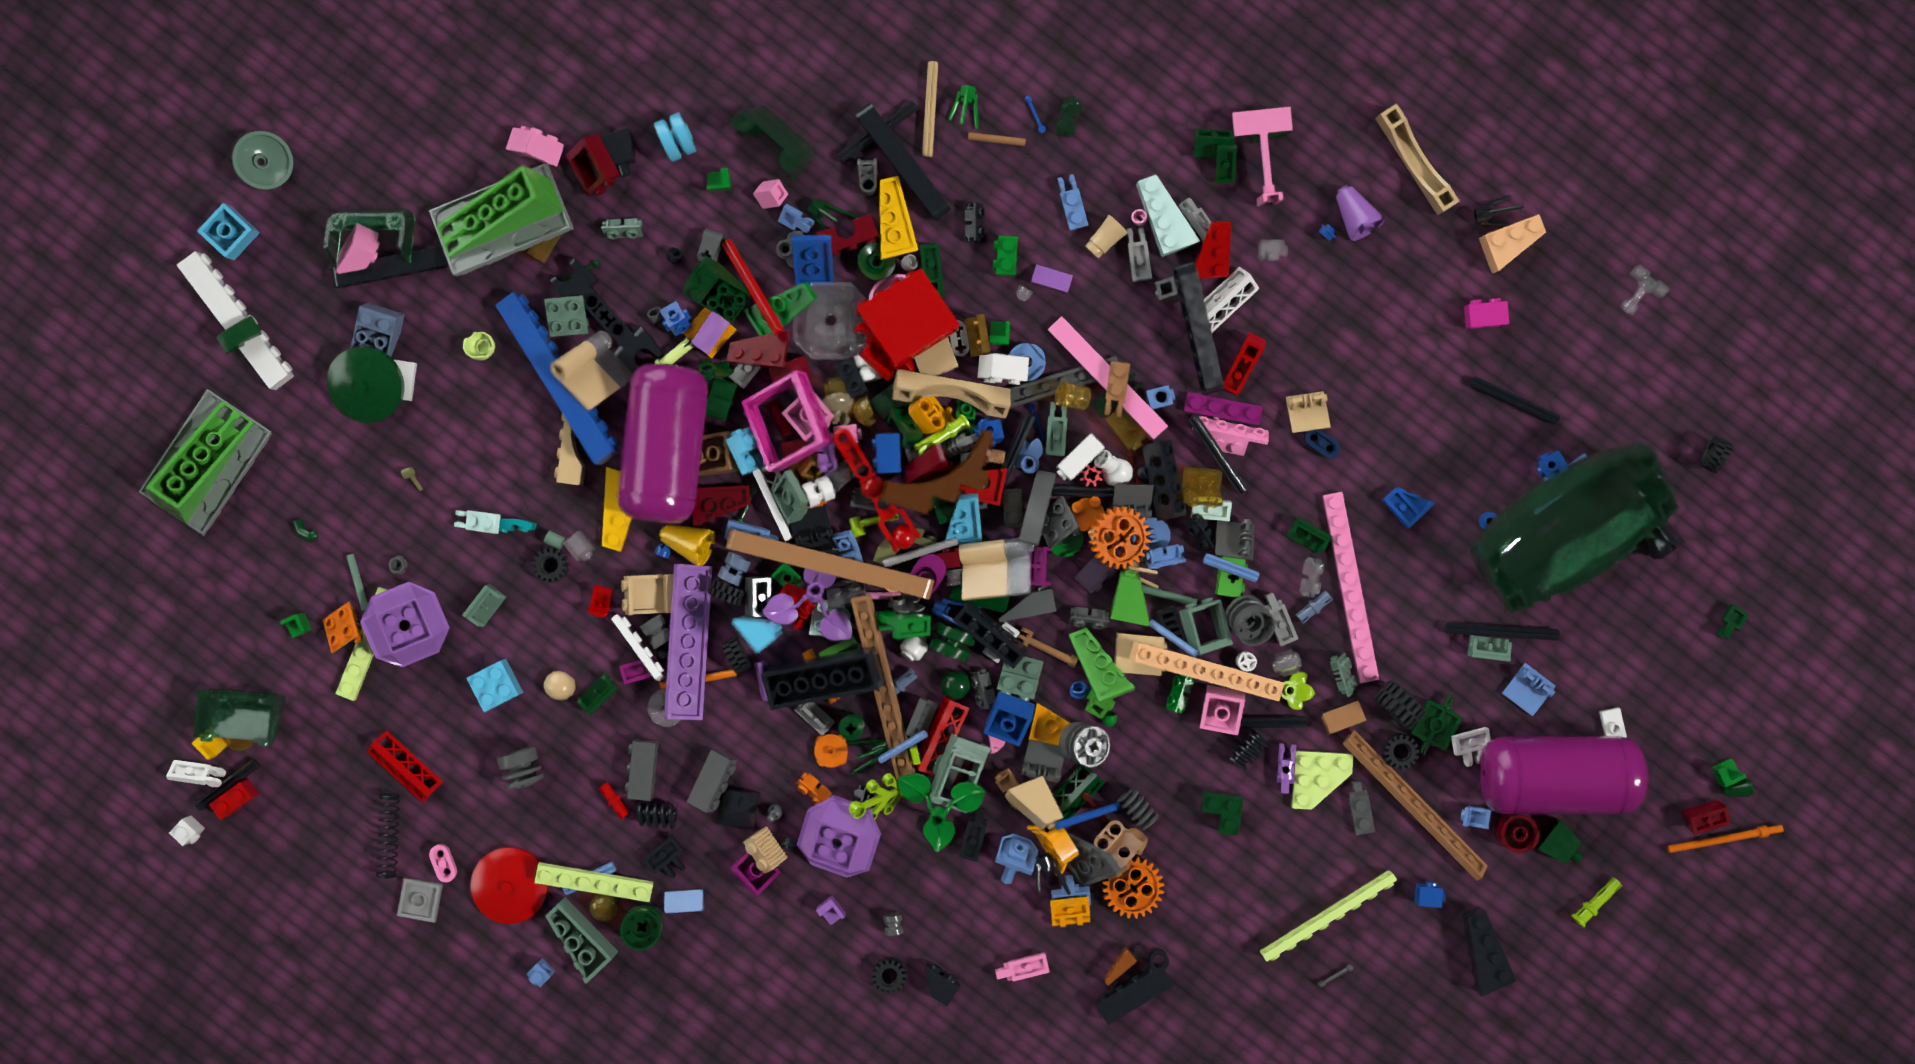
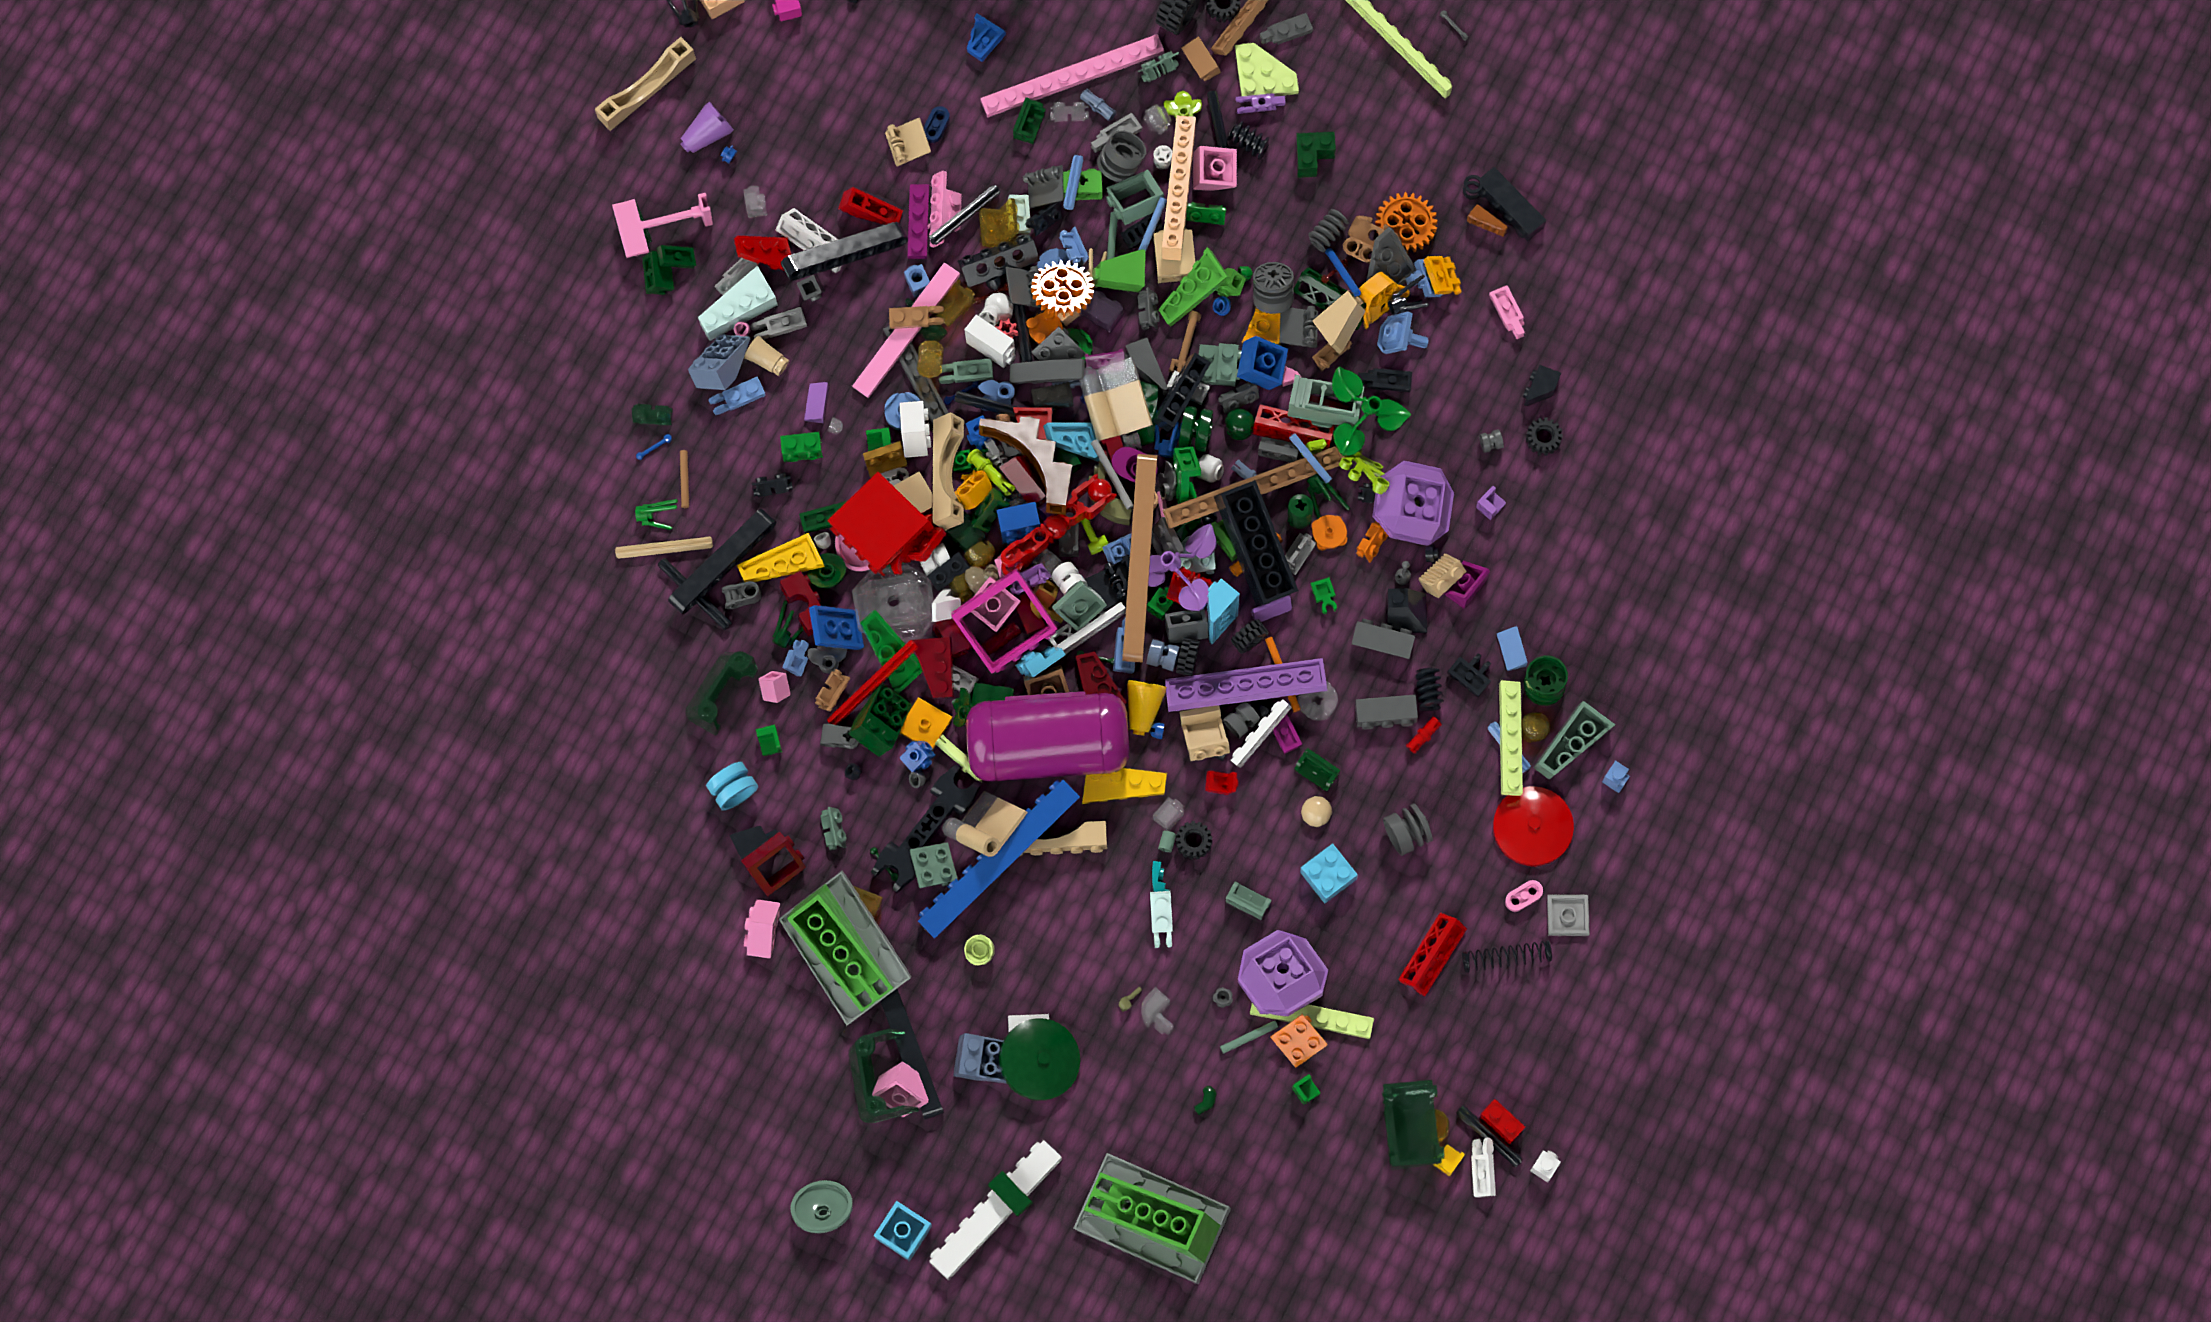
camera: 95 degrees left, 15 degrees down
(396, 497) = (1151, 1011): none -> clear brick
(710, 332) = (926, 718): medium lavender slope -> none
(760, 252) = (828, 697): none -> medium nougat hinge
(771, 733) = (1324, 592): none -> green plate
(816, 368) = (944, 605): none -> white slope
(1106, 190) = (719, 362): none -> sand blue slope

